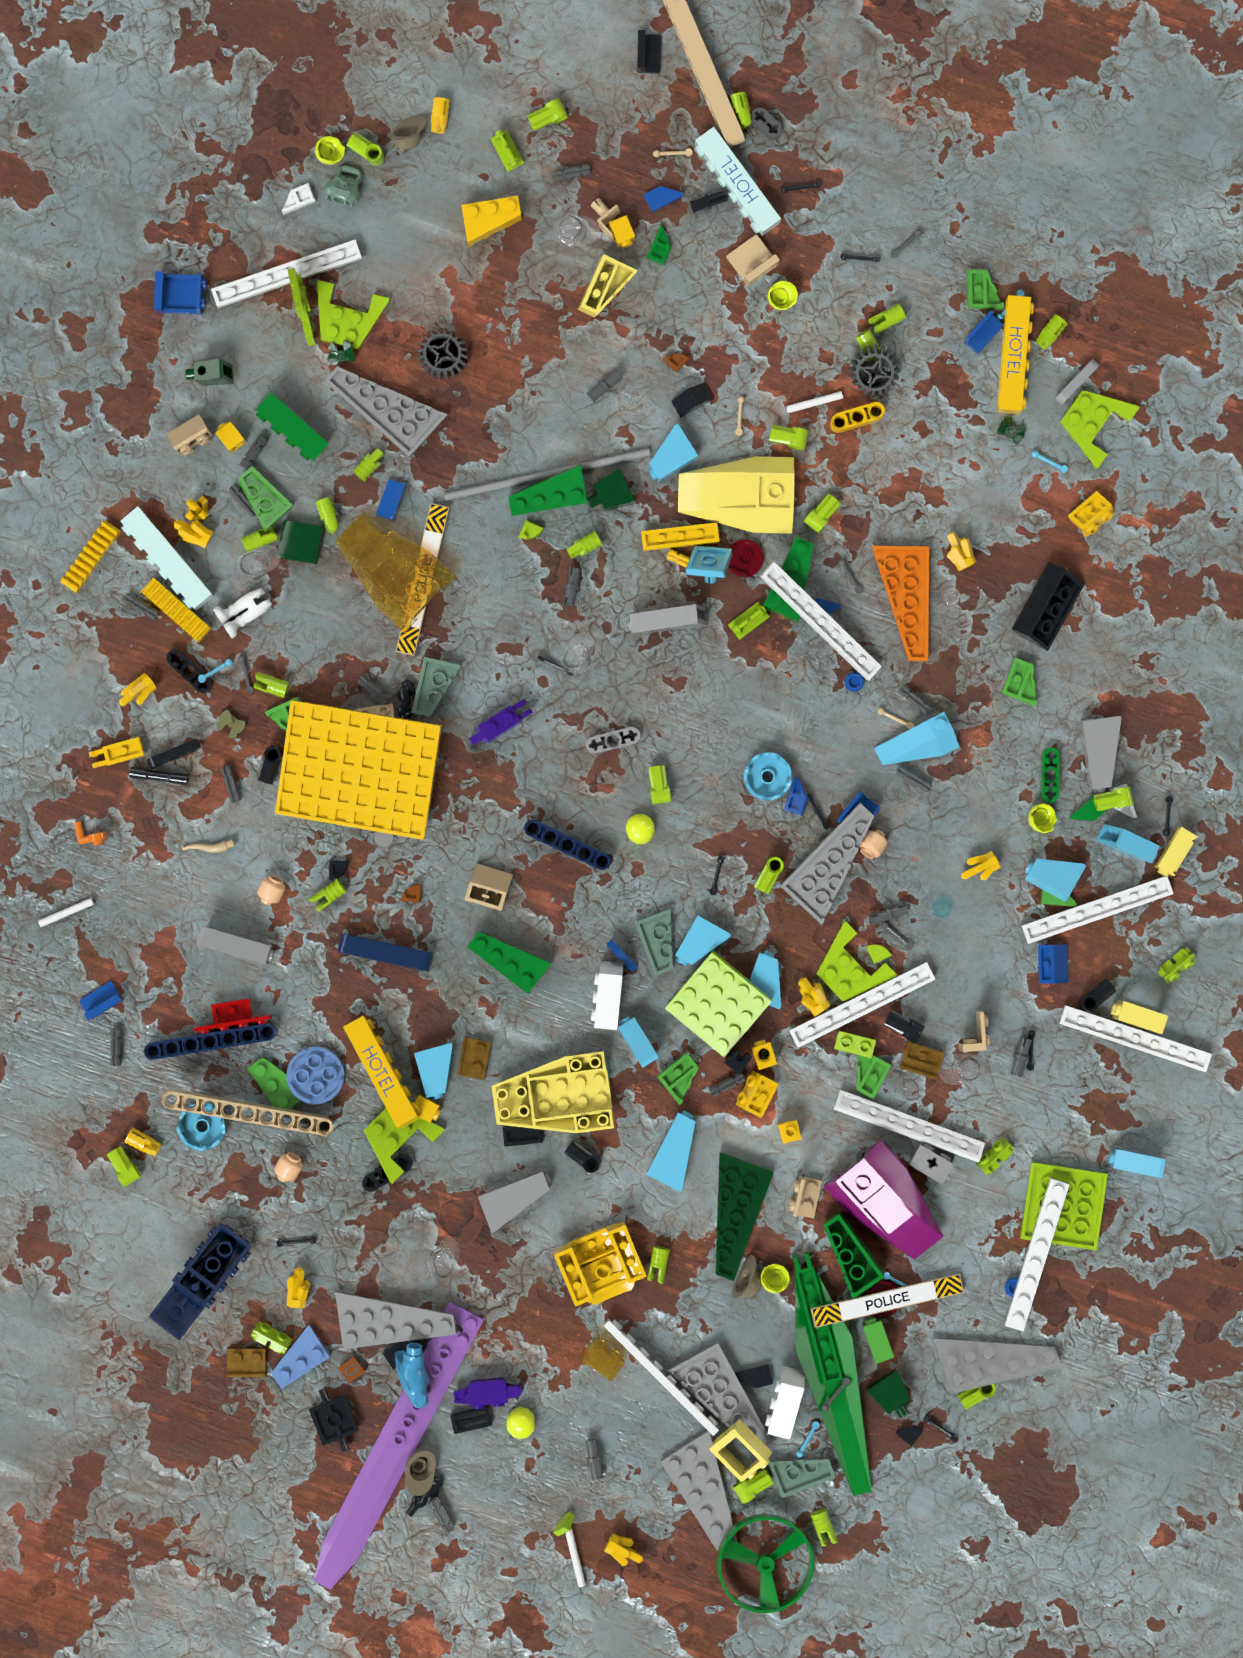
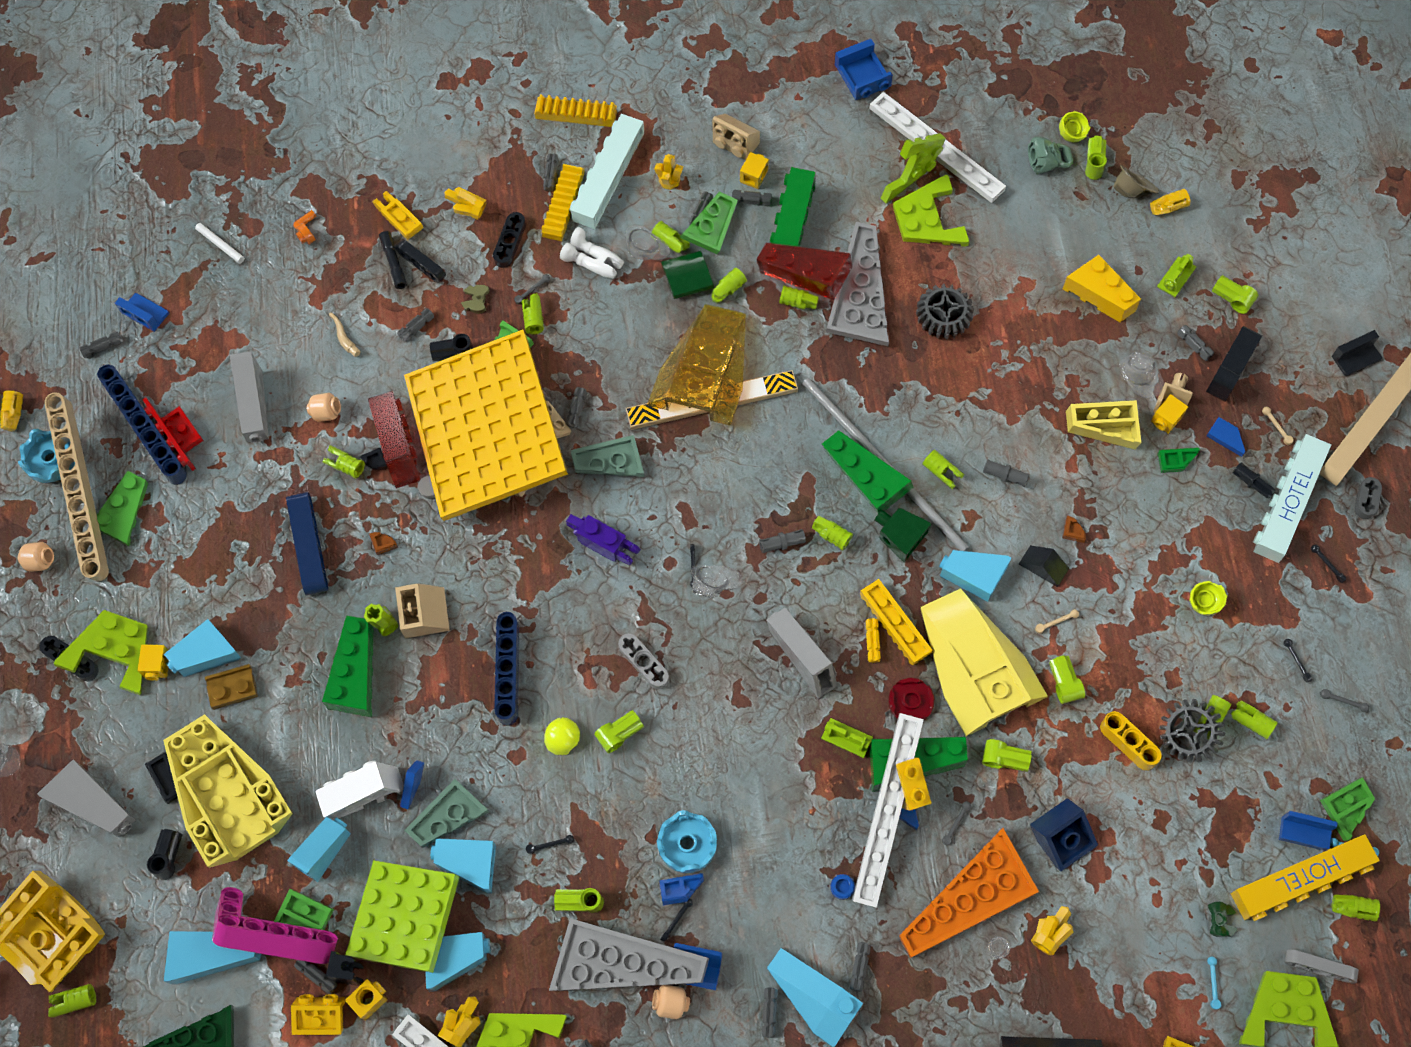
camera: 65 degrees right, 20 degrees down
(193, 532) = (645, 182): yellow rock -> none
(201, 678) = (507, 250): medium azure hinge -> none
(211, 372) = (806, 126): dark green torso -> none
(298, 198) = (1013, 126): white tile -> none
(315, 1075) = (146, 538): medium blue tile -> none
(329, 846) = (394, 438): none -> clear red wedge
(336, 356) = (886, 223): dark green piece -> none
(349, 444) = (806, 268): none -> clear red wedge
(381, 1072) = (172, 597): yellow brick -> none
(391, 500) = (775, 335): blue panel -> none
(404, 696) = (583, 440): black animal -> none
(481, 921) = (381, 619): none -> lime piece
(530, 531) = (817, 475): lime tile -> none
(571, 433) = (939, 466): none -> lime hinge
(607, 156) = (1234, 363): none -> black beam
(686, 1108) = (267, 936): none -> dark pink beam
(709, 562) = (884, 661): medium azure tile -> none
(741, 109) = (1365, 465): lime hinge -> none
(752, 260) = (1223, 553): tan bracket -> none
(814, 402) = (1118, 689): white bar -> none
(814, 594) = (913, 784): none -> yellow bracket
(898, 504) = (1064, 834): none -> dark blue slope
(909, 725) = (826, 934): tan hinge -> none

